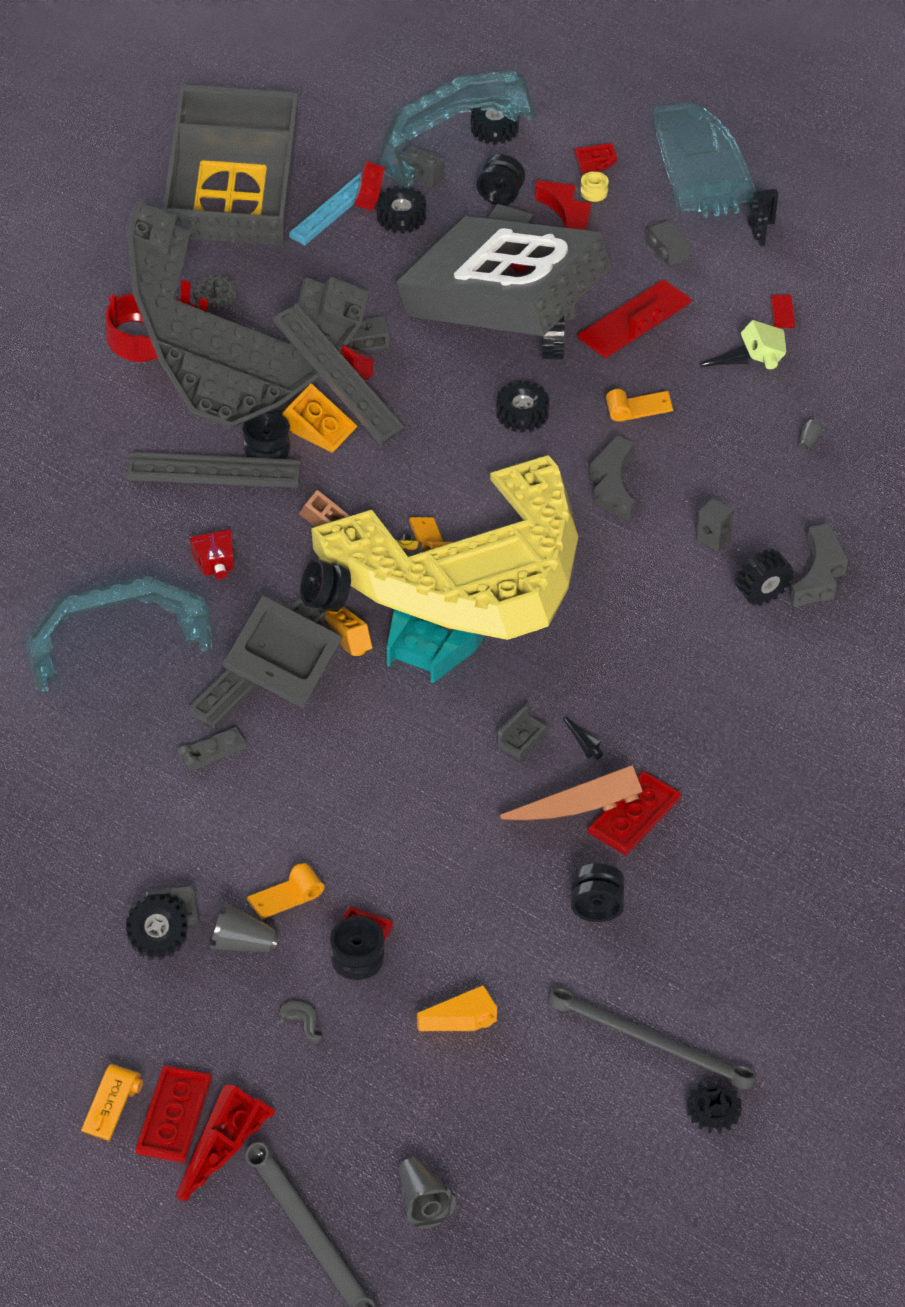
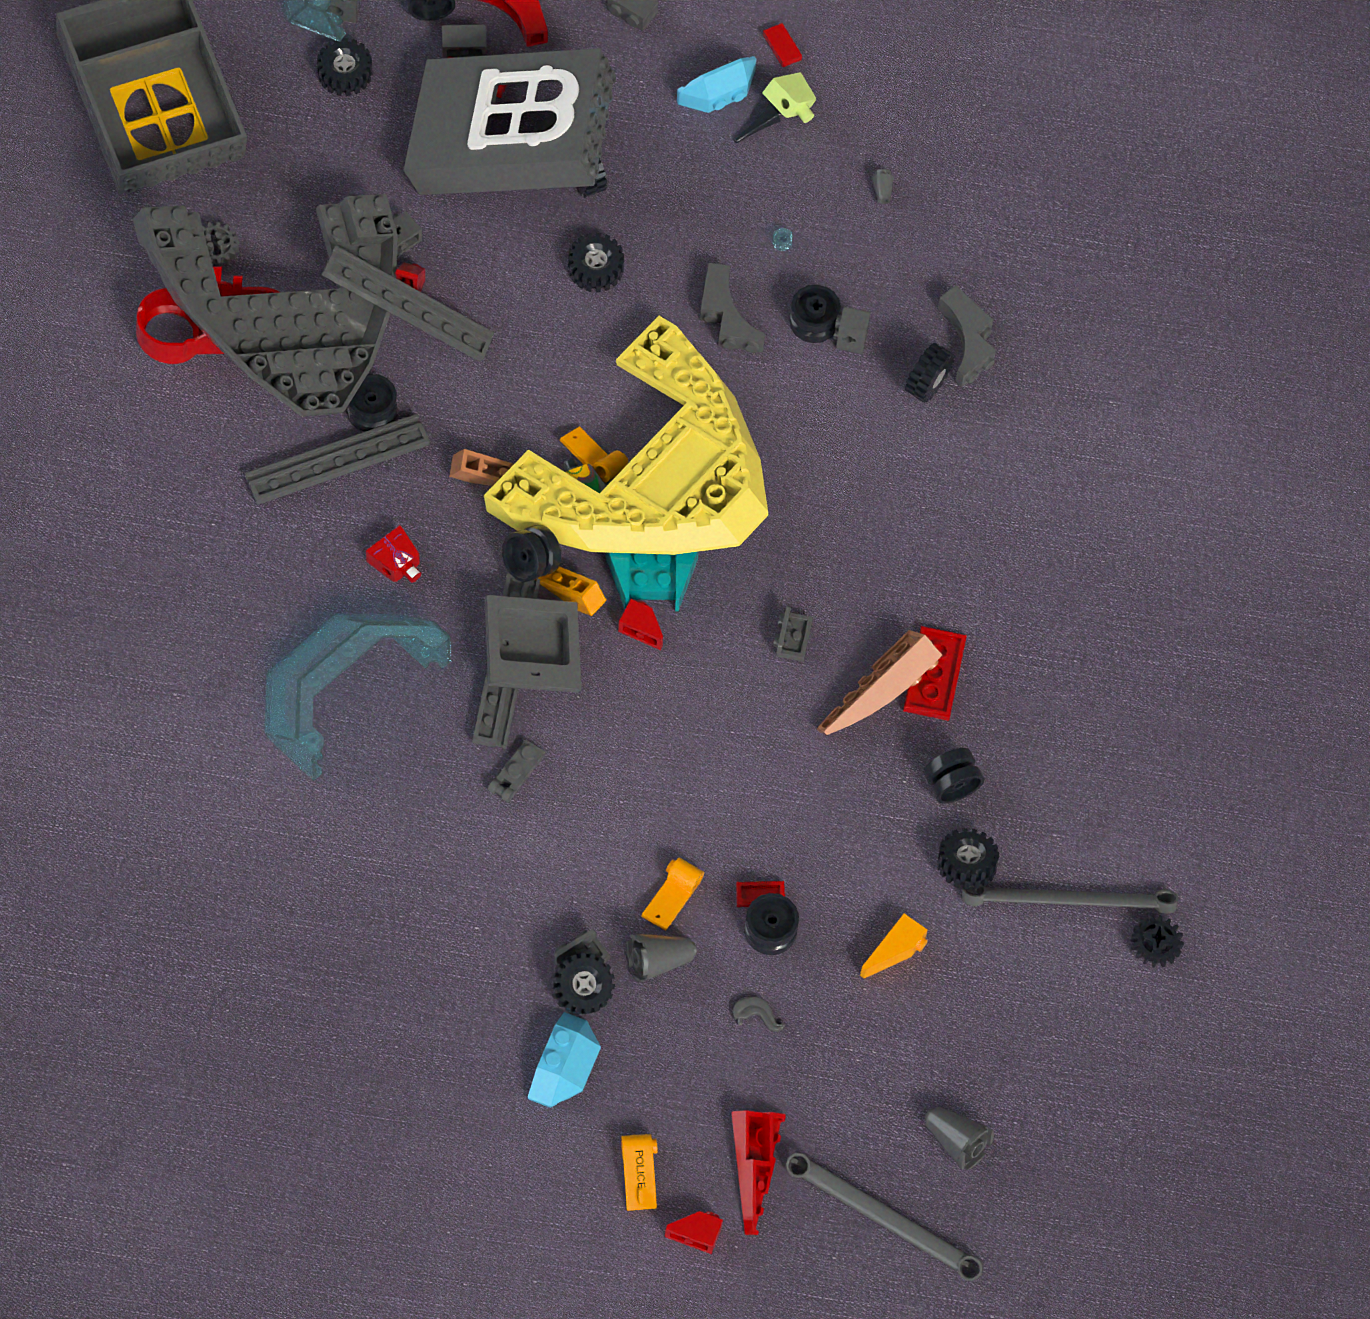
camera: 30 degrees left, 15 degrees up
(102, 984) = (565, 1061): none -> medium azure wedge
(130, 1171) = (696, 1230): none -> red slope
(174, 1114) = (699, 1157): red tile -> none
(318, 420) = (409, 360): light orange slope -> none
(326, 213) = (271, 89): medium azure tile -> none
(369, 186) = (299, 52): red brick -> none
(390, 676) = (641, 624): none -> red slope
(571, 966) = (968, 858): none -> black wheel
(588, 743) = (857, 618): black piece -> none
(626, 409) = (695, 222): light orange door -> none
(634, 318) = (645, 111): red bracket -> none
(684, 501) = (814, 313): none -> black wheel
(697, 440) = (785, 233): none -> clear light blue bush
(708, 317) = (719, 86): none -> medium azure wedge

